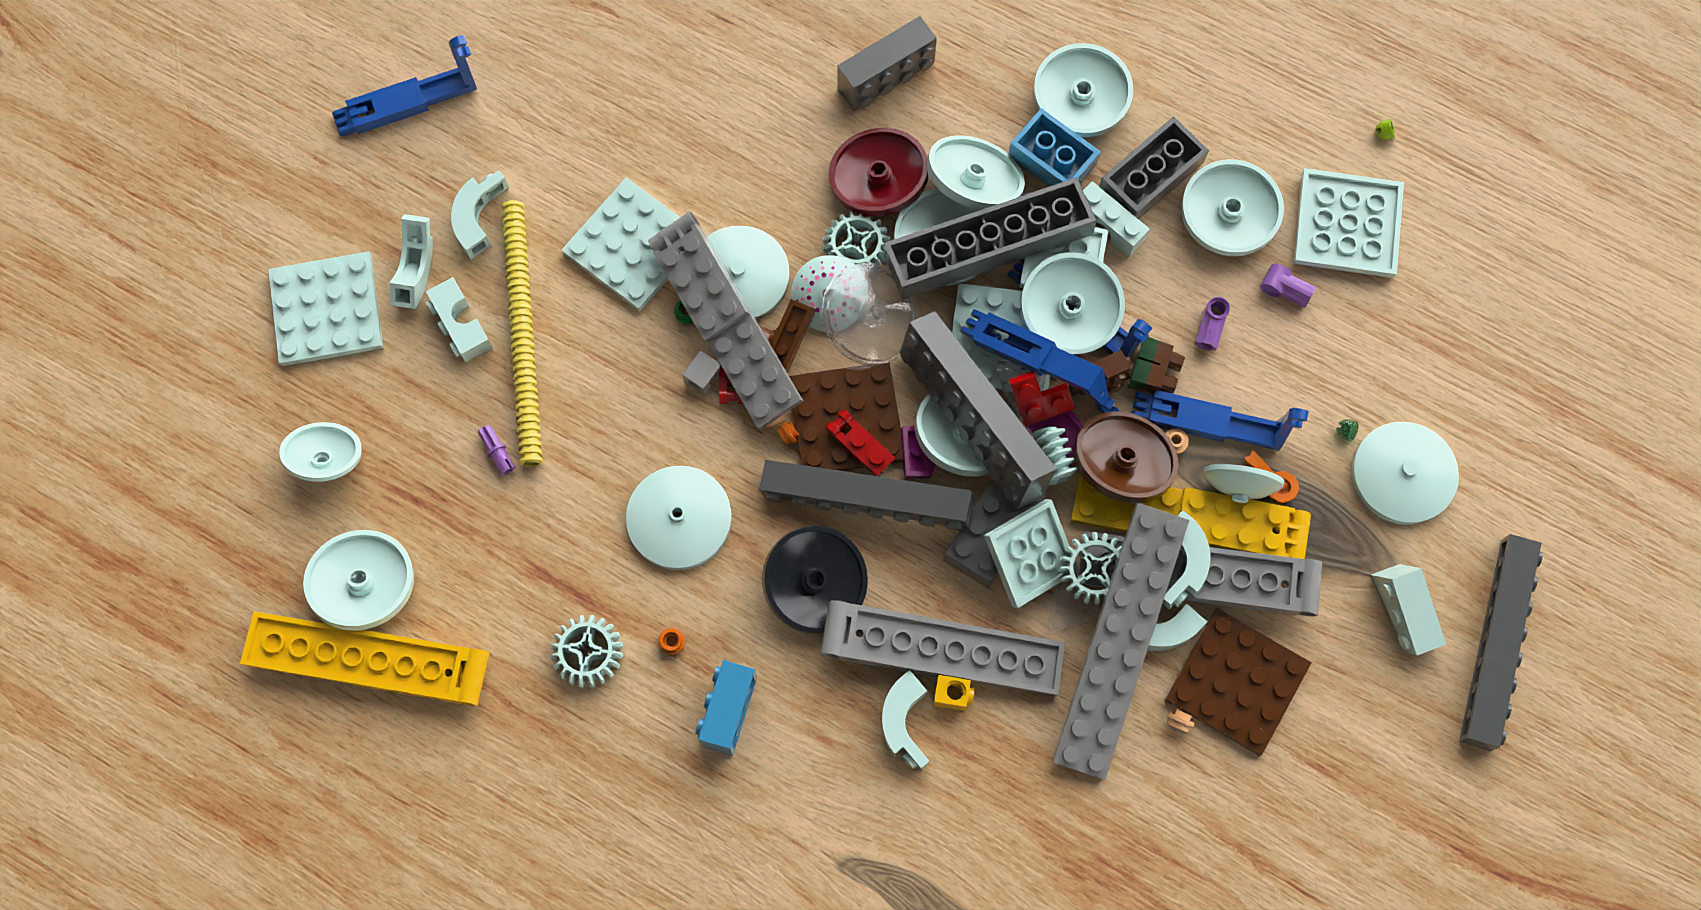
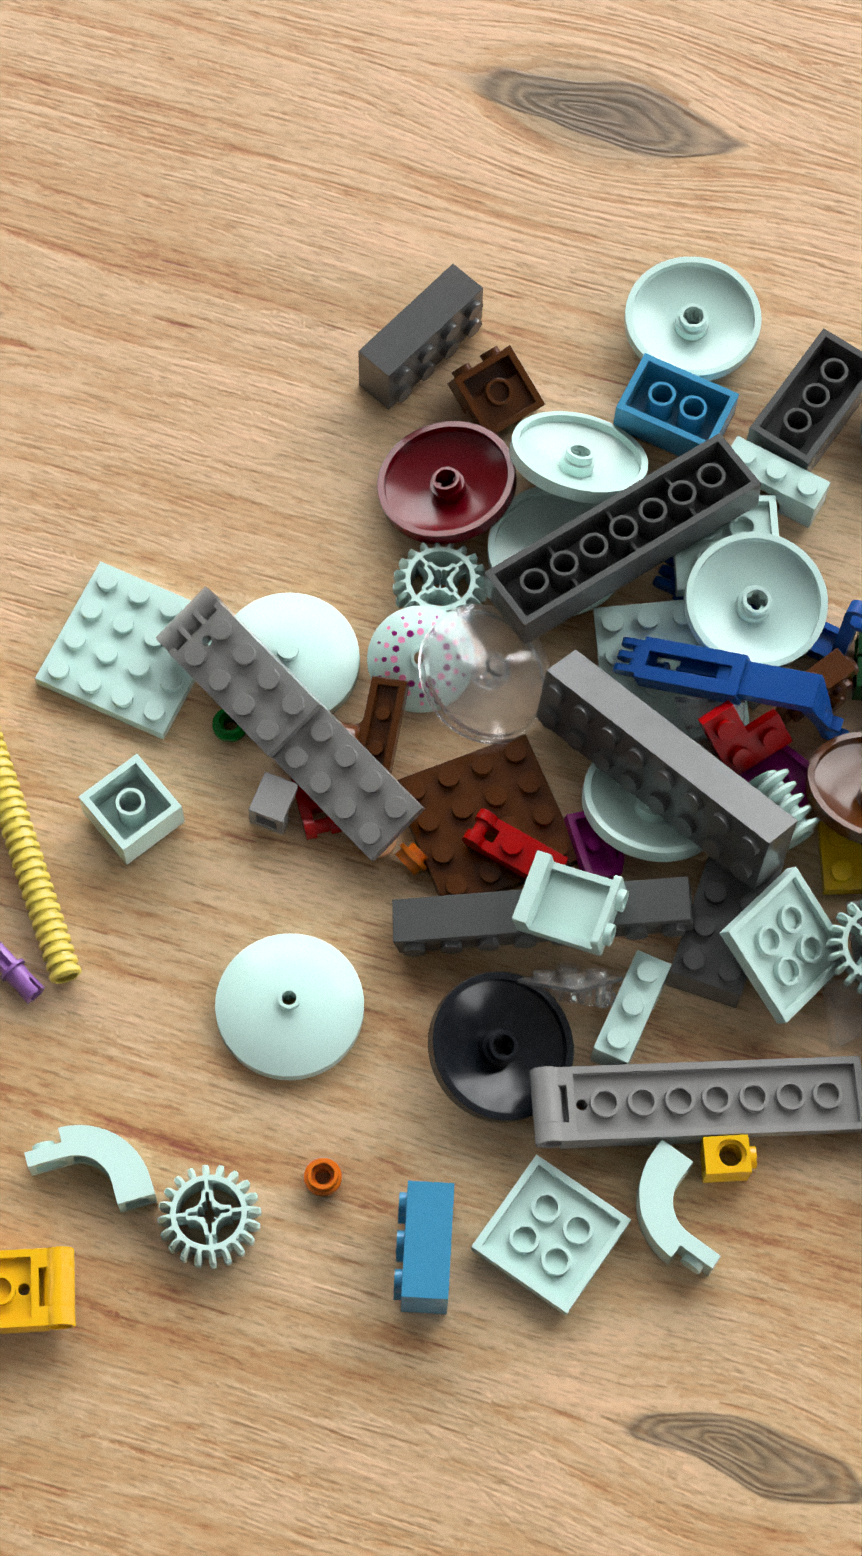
camera: 15 degrees left, 5 degrees down
(538, 607) = (100, 1150): none -> light aqua arch
(603, 356) = (131, 809): none -> light aqua brick
(817, 717) = (551, 1234): none -> light aqua plate
(877, 547) = (577, 986): none -> clear hinge
(883, 492) = (569, 905): none -> light aqua panel
(911, 574) = (631, 1010): none -> light aqua arch
(930, 113) = (495, 390): none -> reddish brown plate

